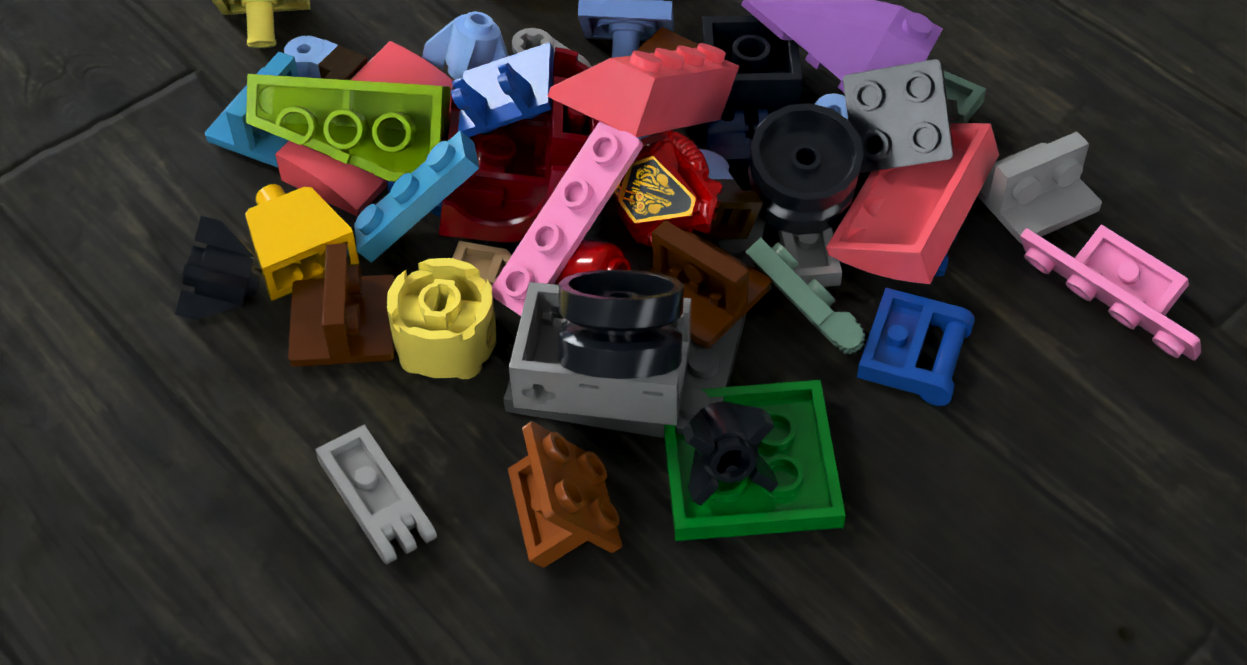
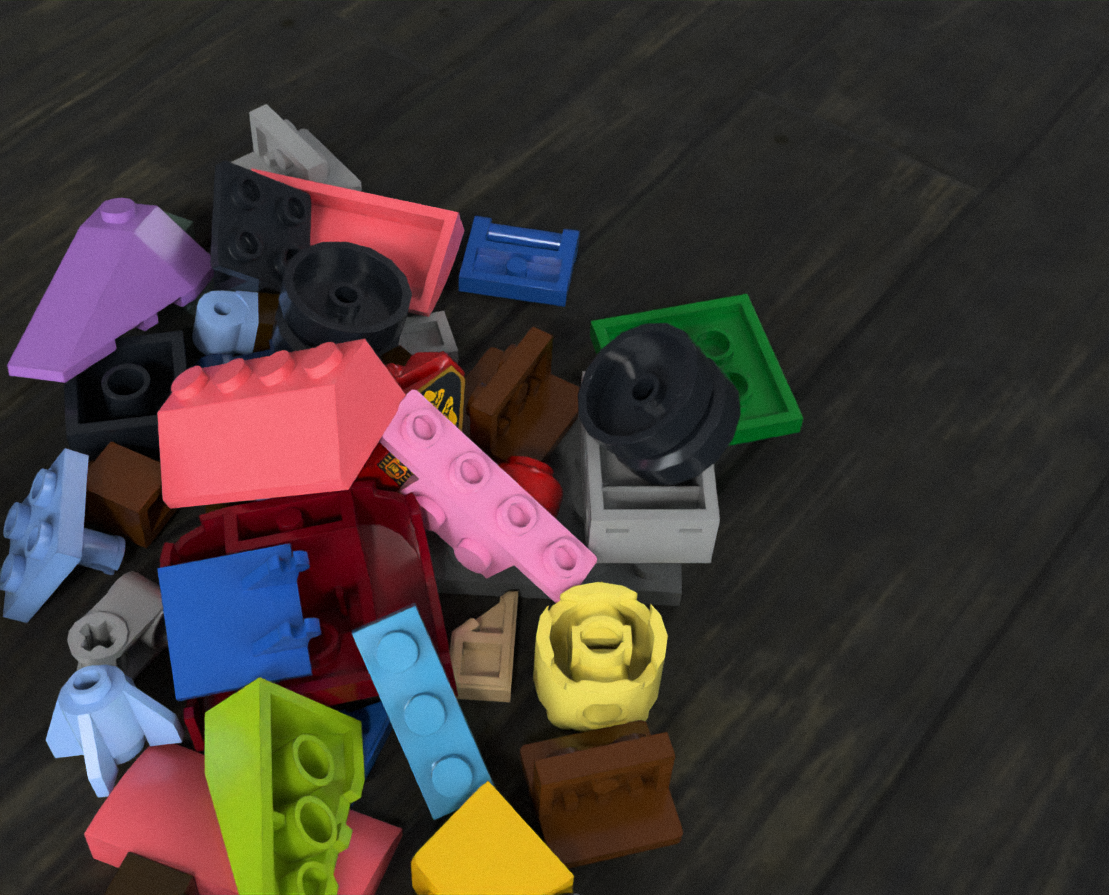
camera: 105 degrees left, 0 degrees up
(374, 492) = (840, 696): light grey hinge -> none
(561, 497) = (804, 516): dark orange bracket -> none
(727, 448) = (734, 352): black brick -> none
(808, 298) = (498, 323): sand green hinge -> none
(1123, 278) = (408, 114): bright pink bracket -> none

